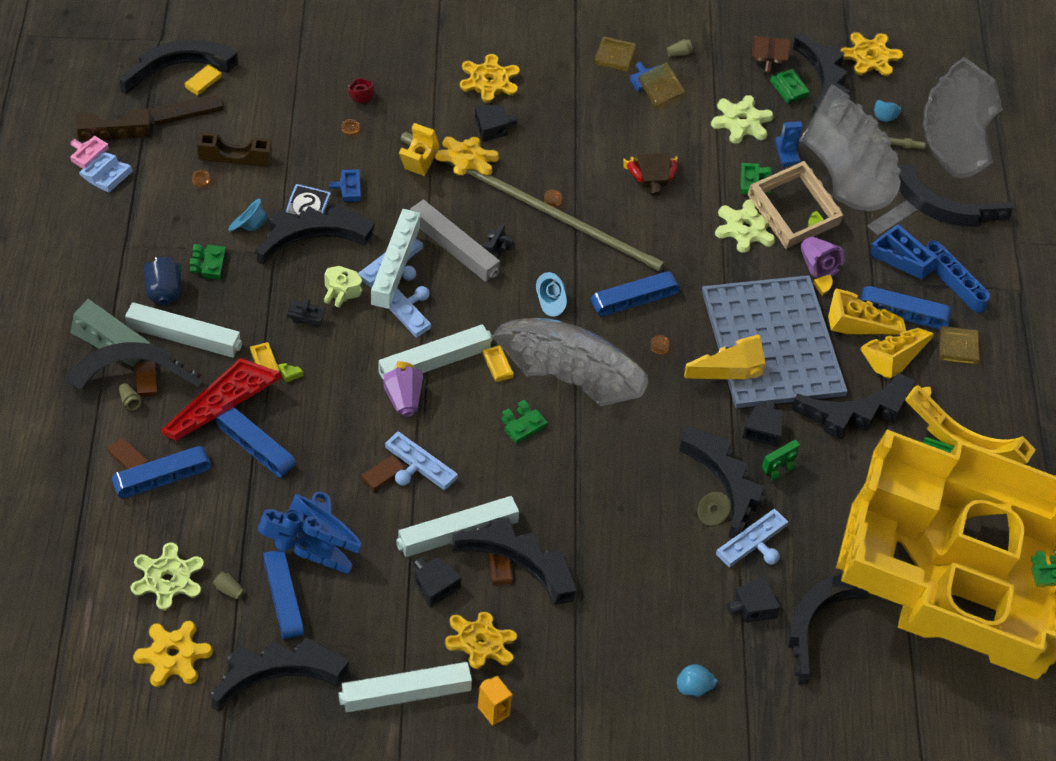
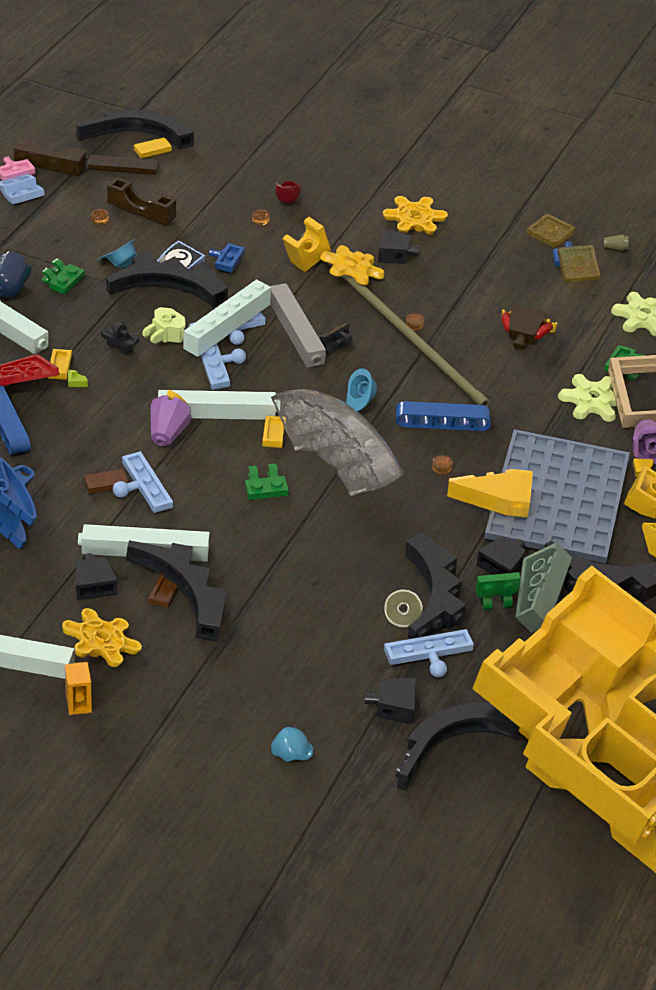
camera: 25 degrees right, 10 degrees down
(812, 431) = (541, 584): none -> sand green wedge

